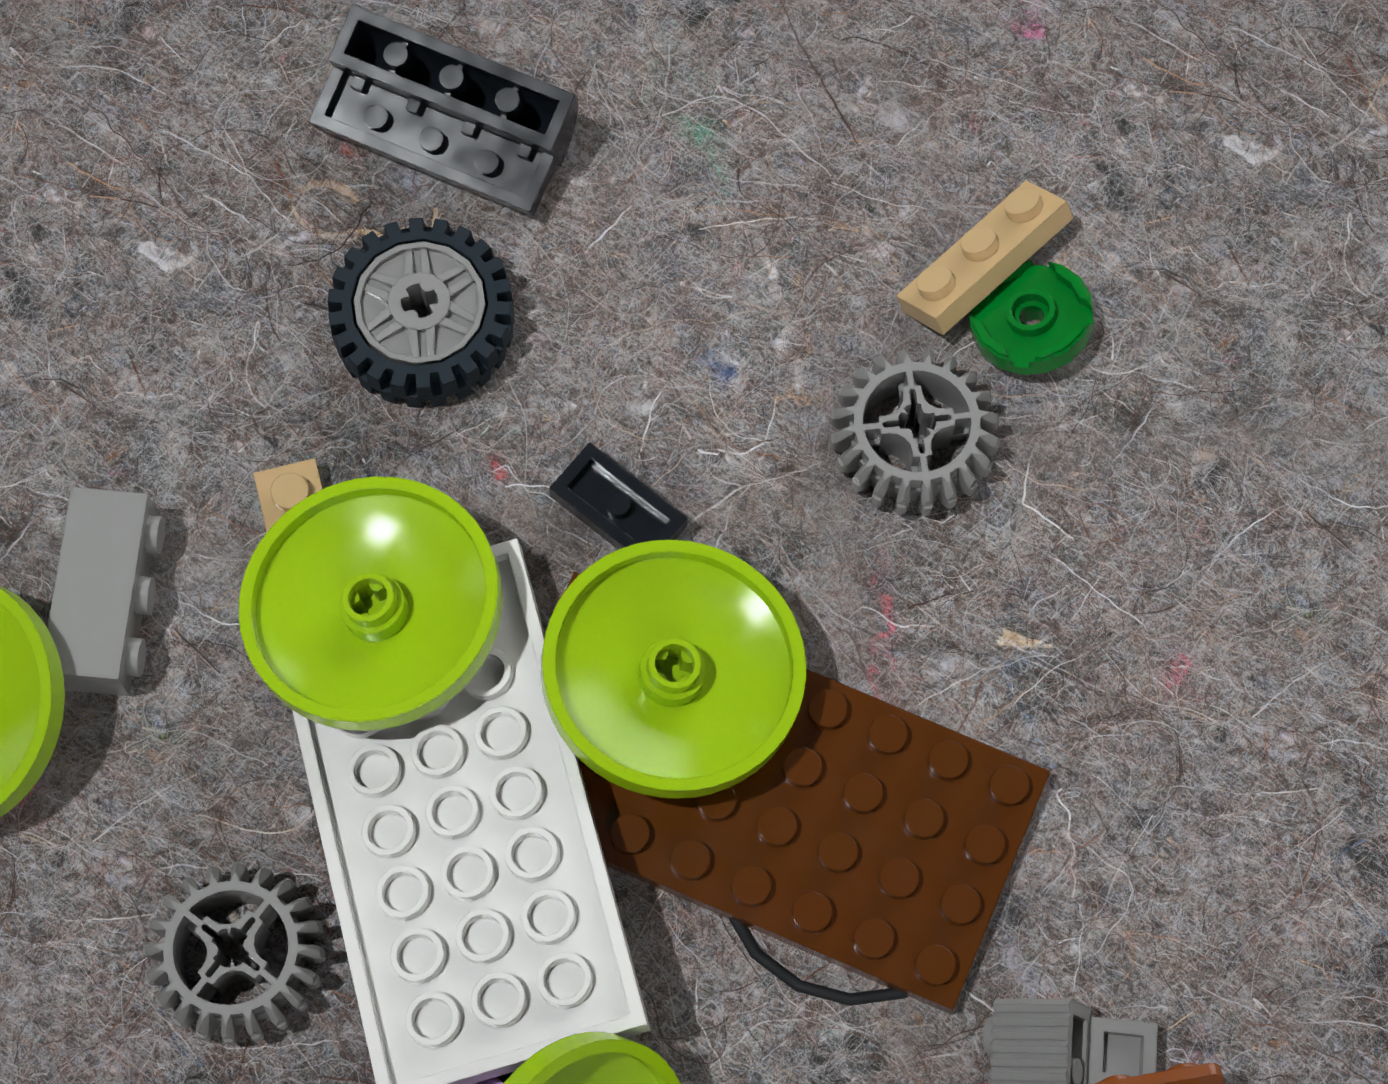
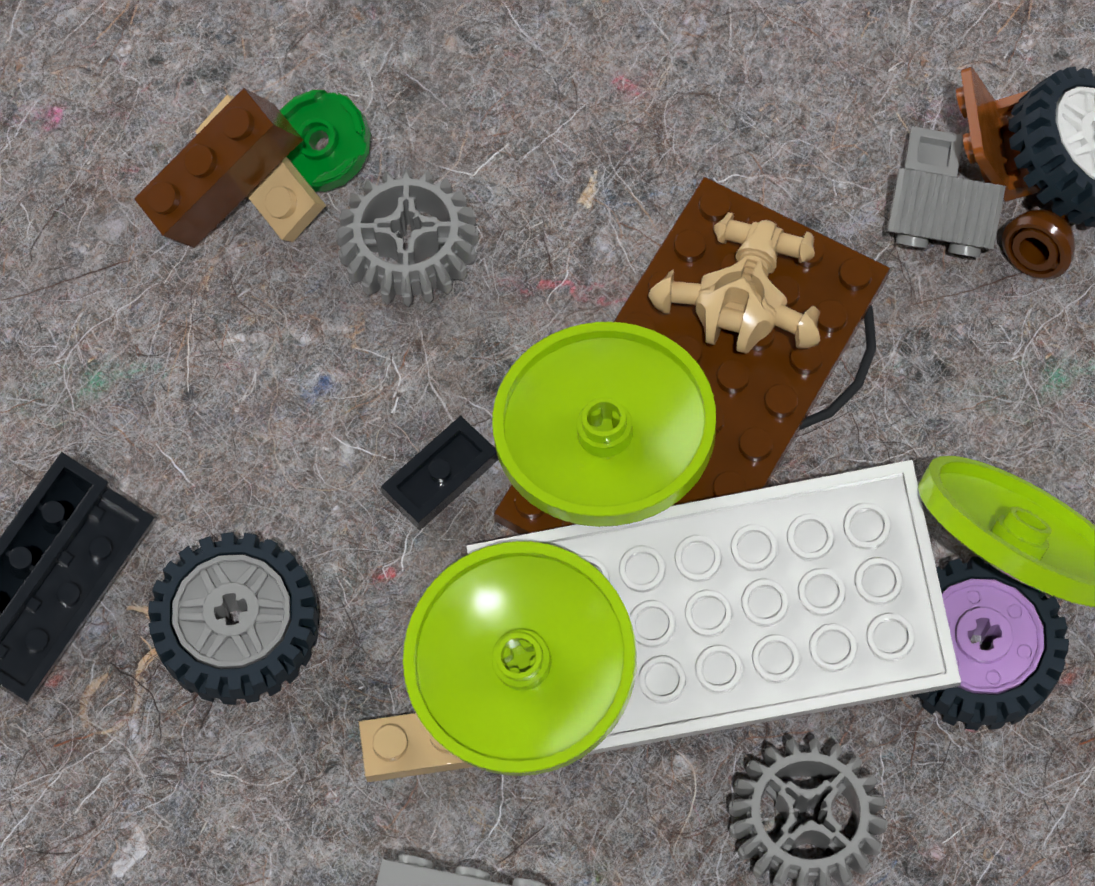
camera: 80 degrees left, 5 degrees down
(864, 817) = (742, 295): none -> tan piece
(958, 203) = (218, 168): none -> reddish brown brick

